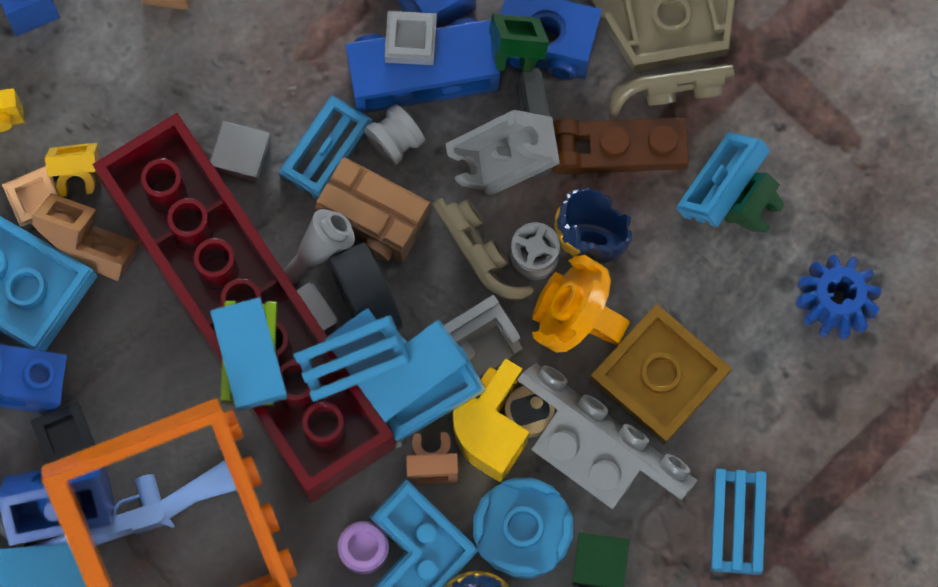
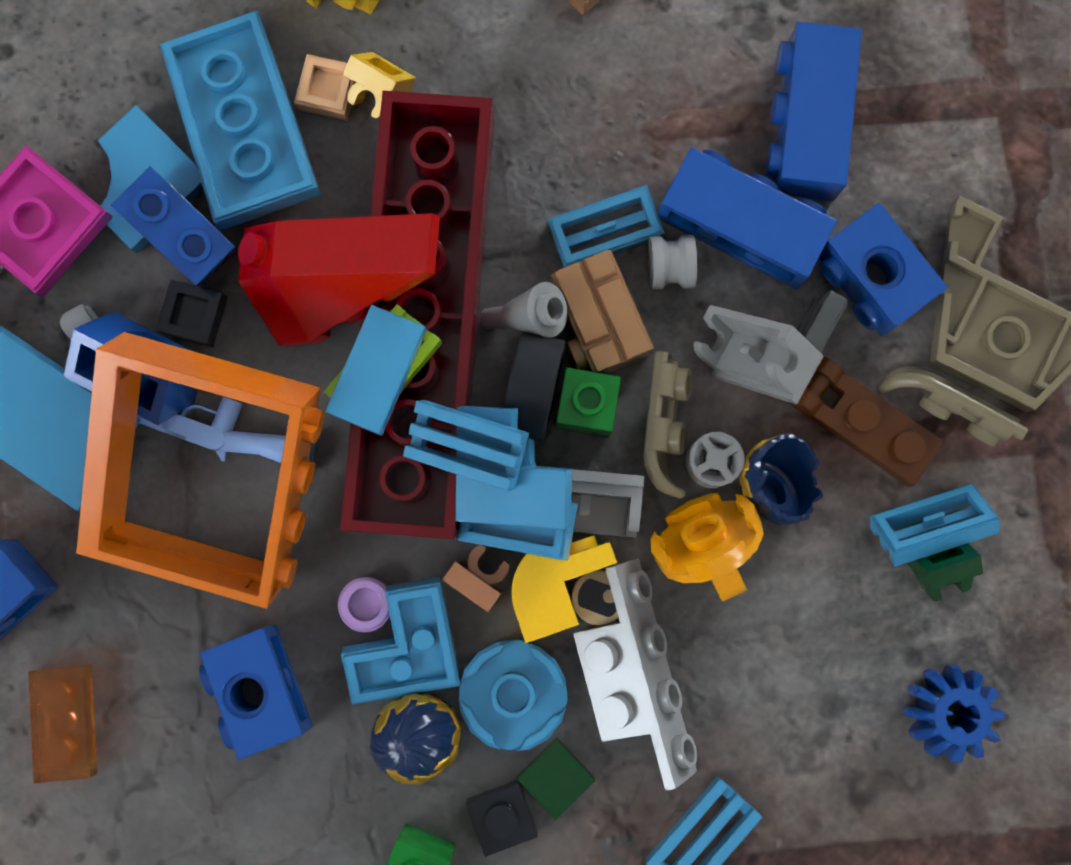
camera: 45 degrees right, 10 degrees up
(73, 232) = (330, 143): medium nougat slope -> none
(147, 325) = (330, 269): none -> red wedge
(240, 151) = (529, 176): light grey tile -> none
(319, 308) = (483, 370): light grey tile -> none
(410, 38) = (753, 184): light grey tile -> none
(413, 277) = (588, 402): none -> green brick
(517, 38) = (850, 259): dark green tile -> none
(660, 374) = (738, 657): pearl gold plate -> none

